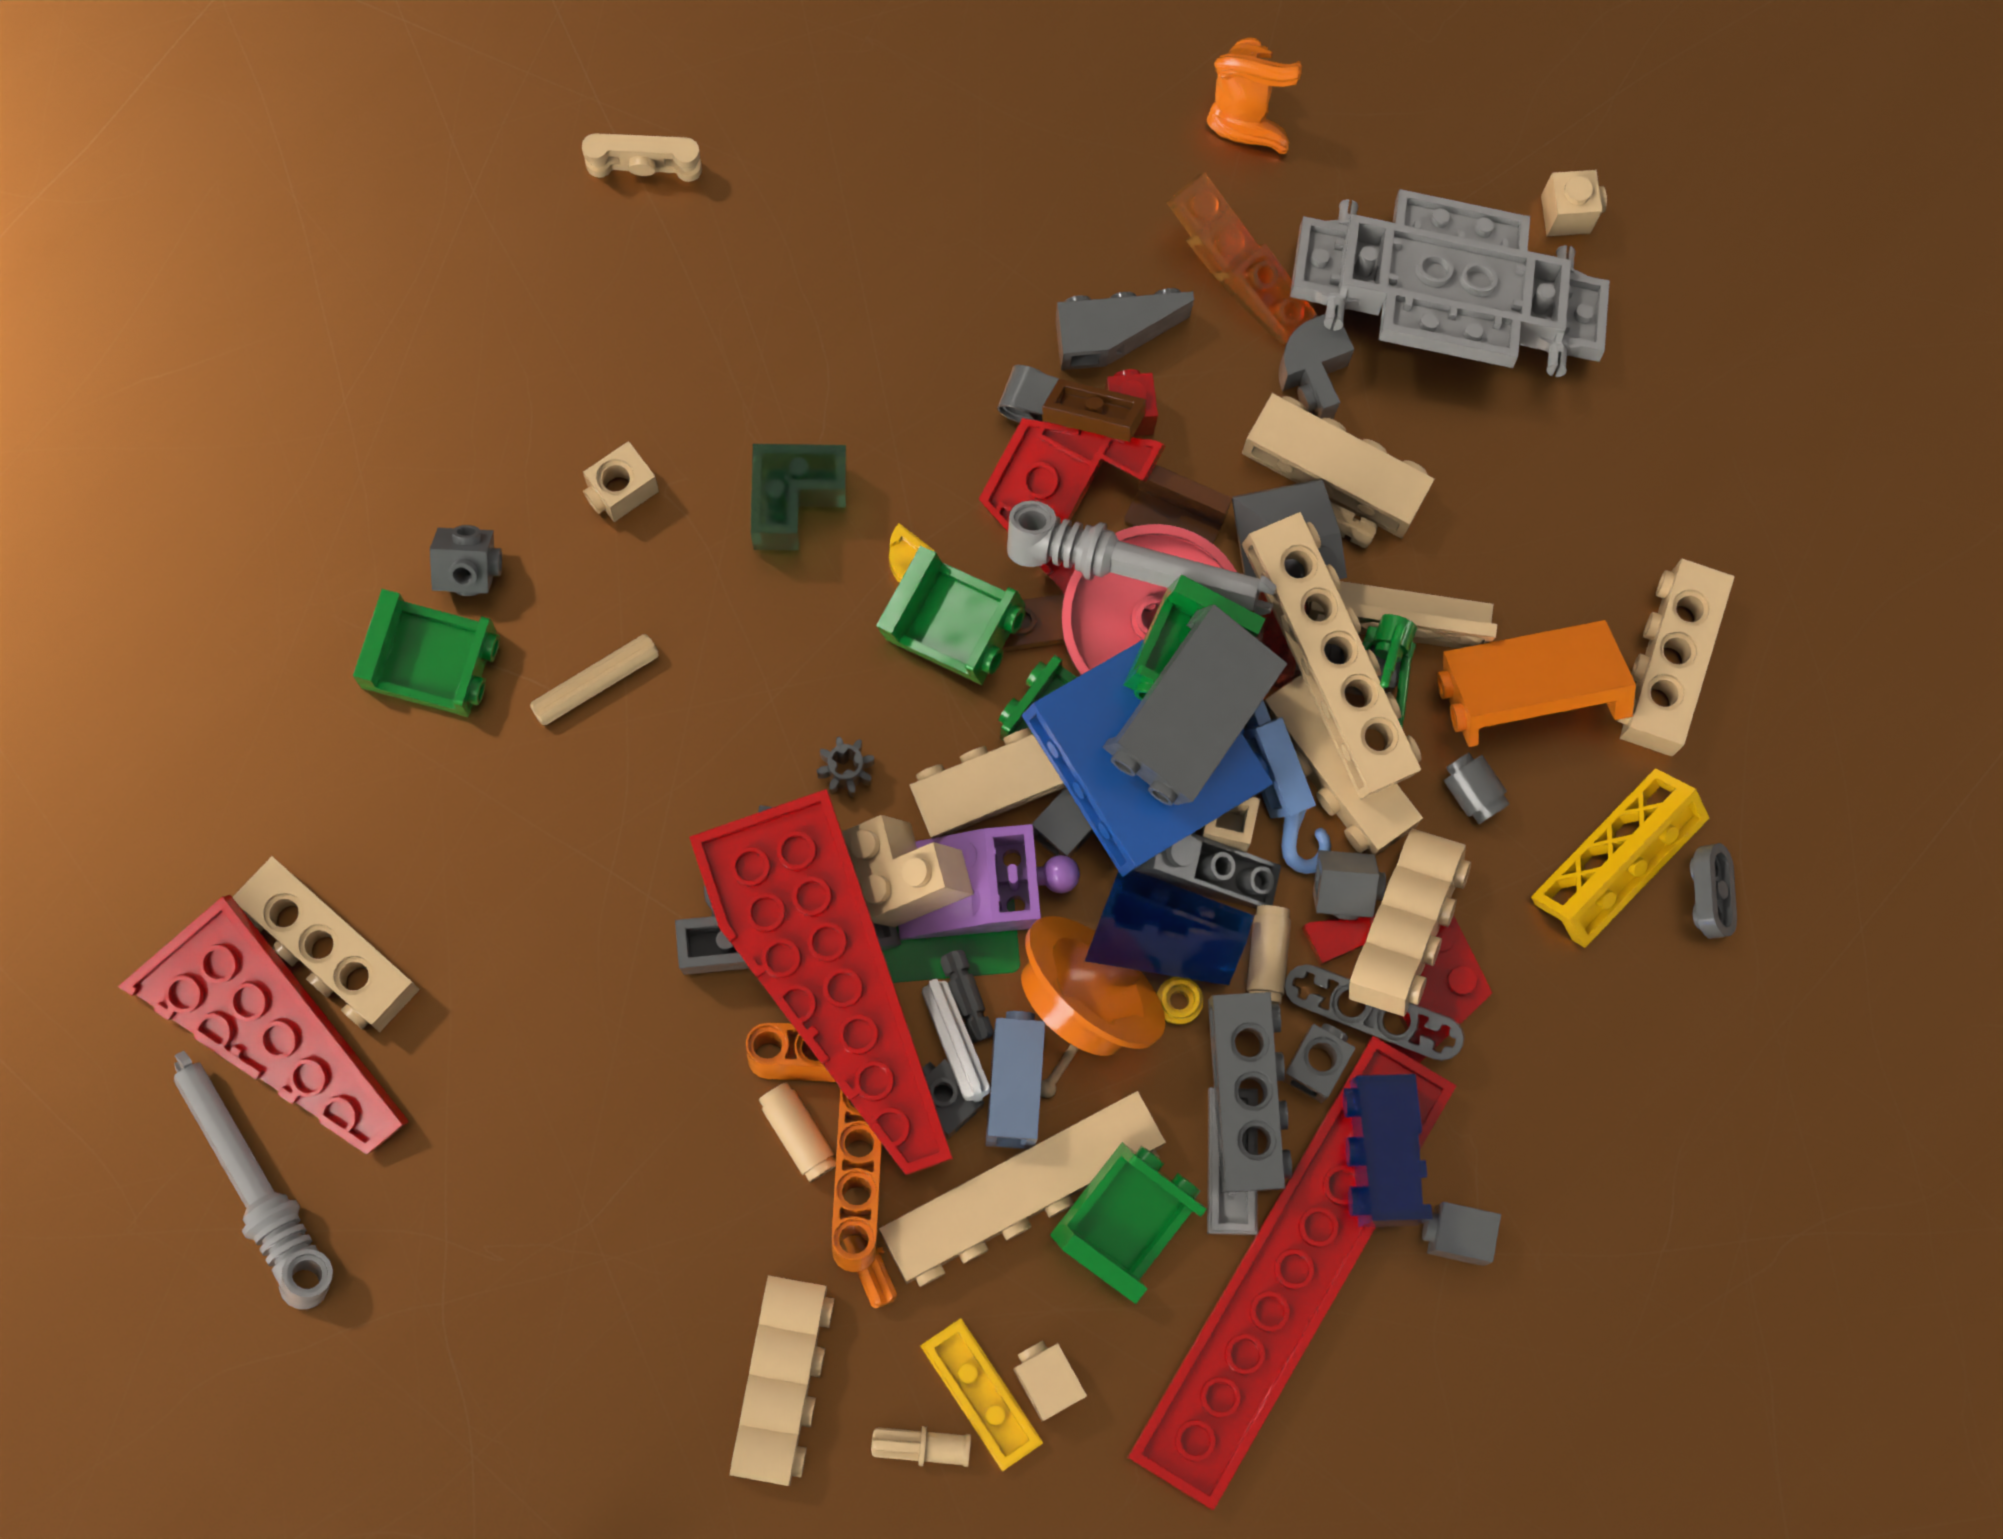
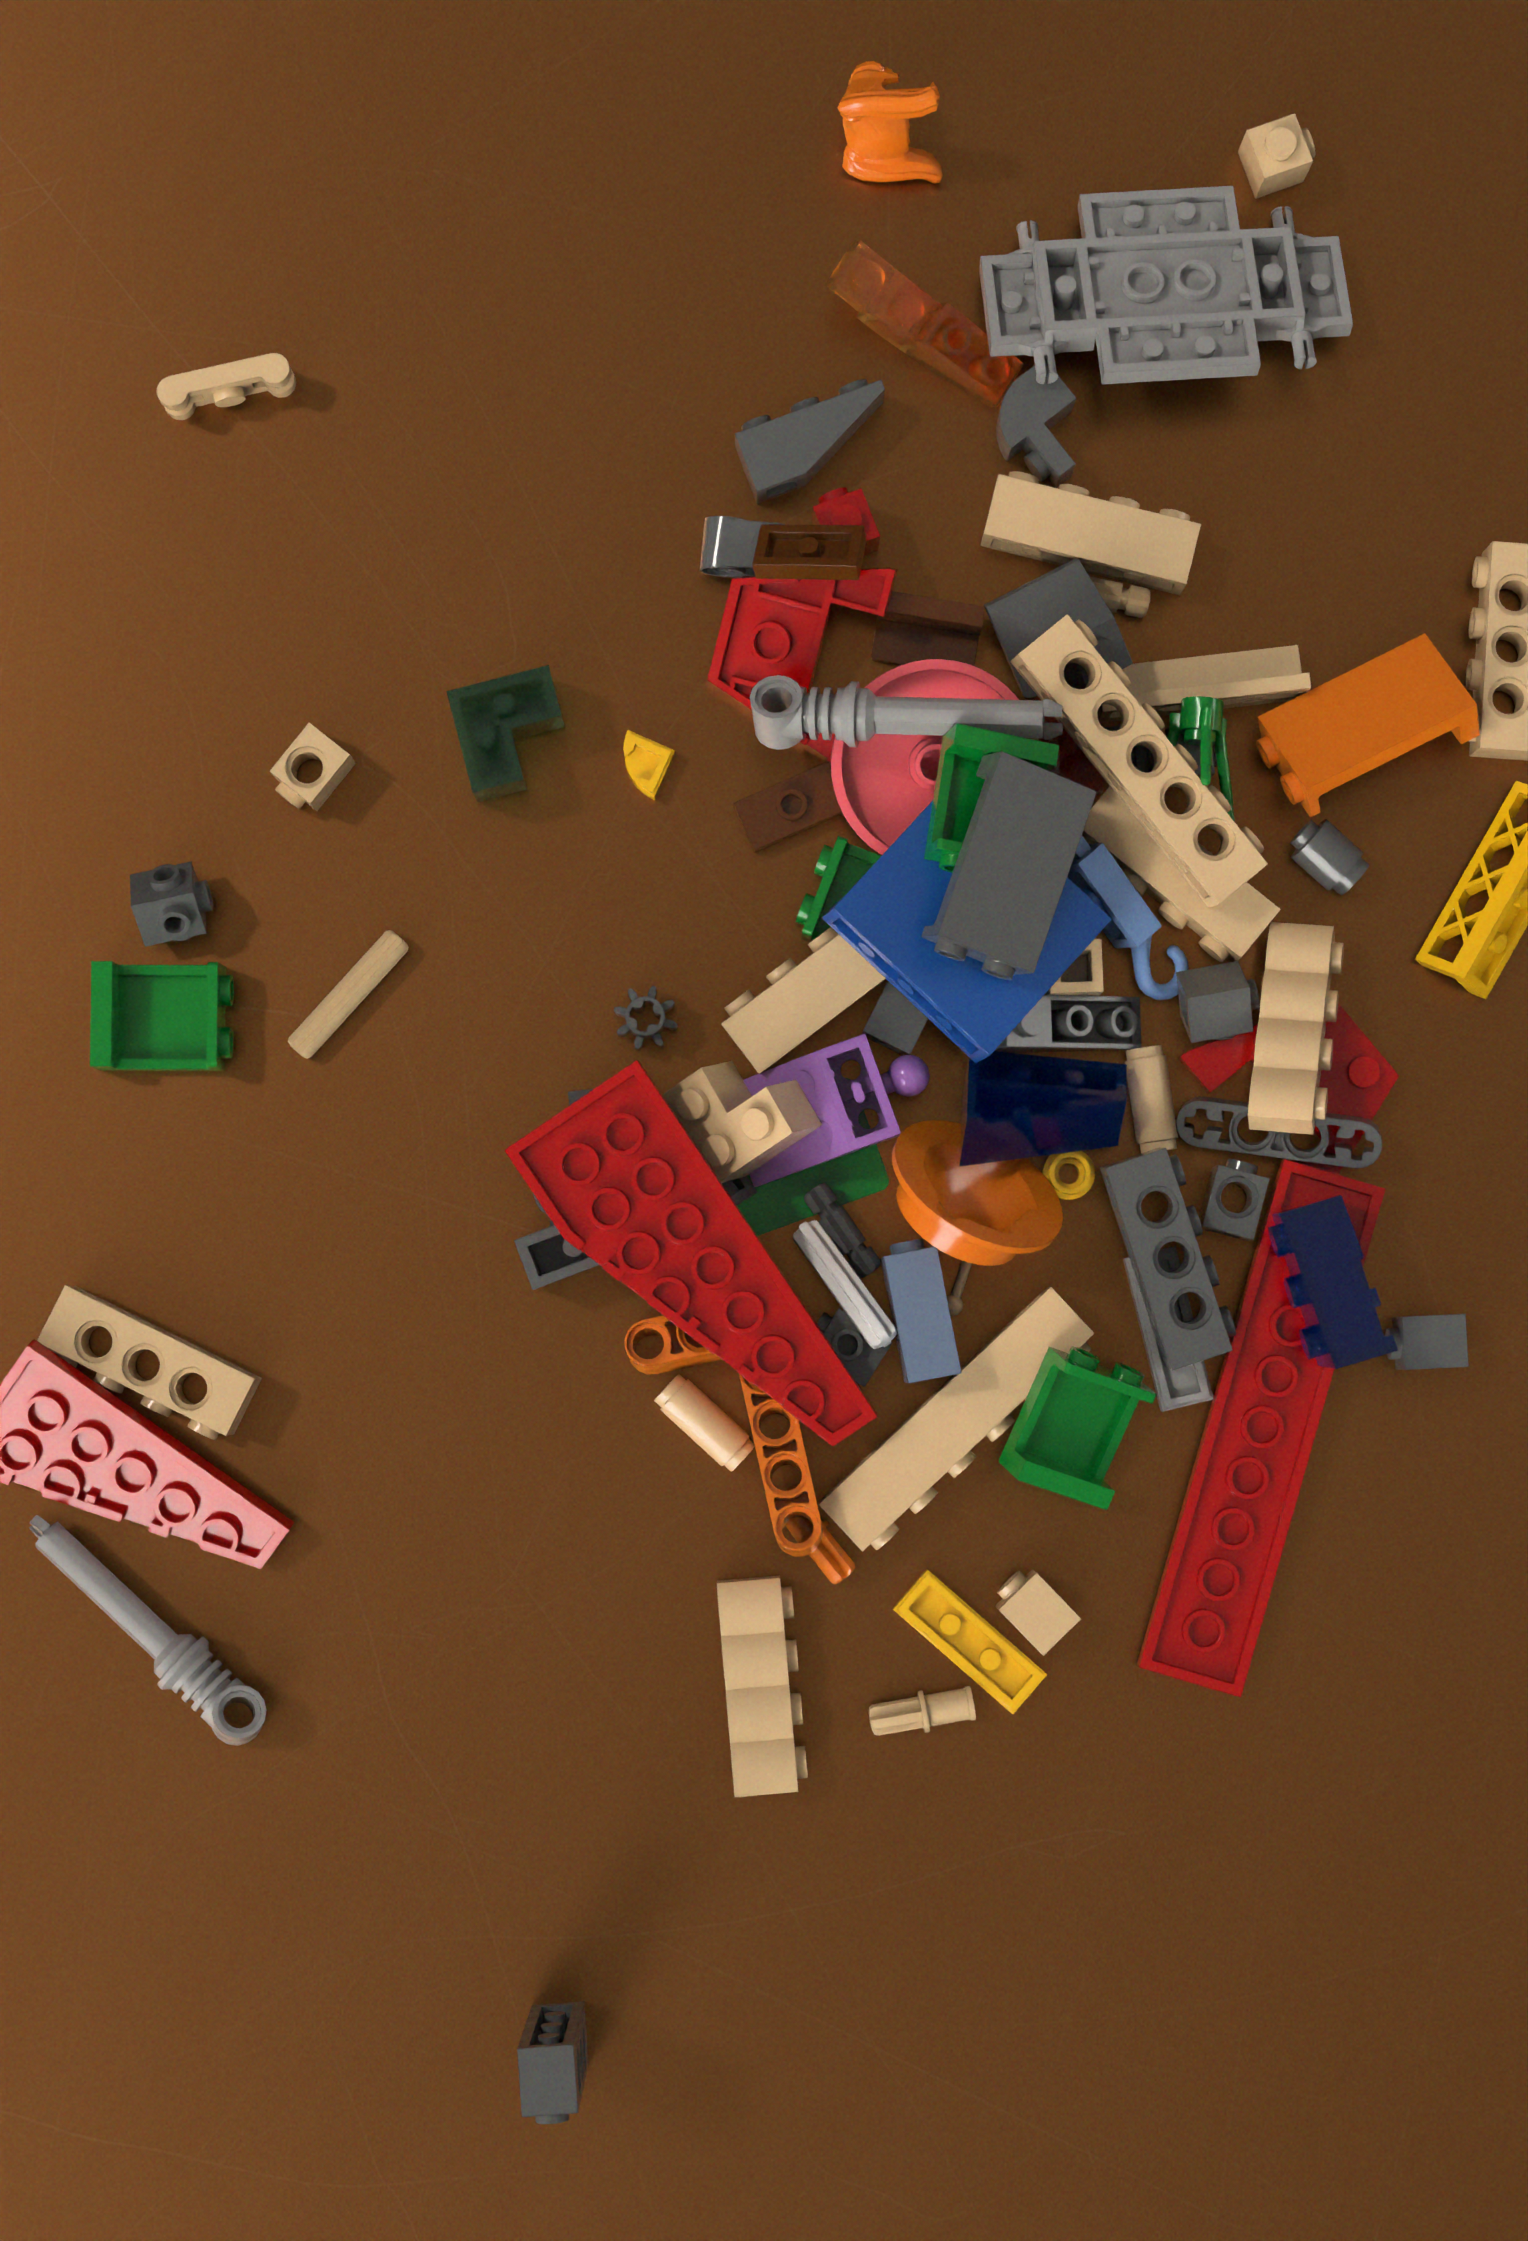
camera: 10 degrees left, 10 degrees up
(951, 617) = (715, 822): panel -> none

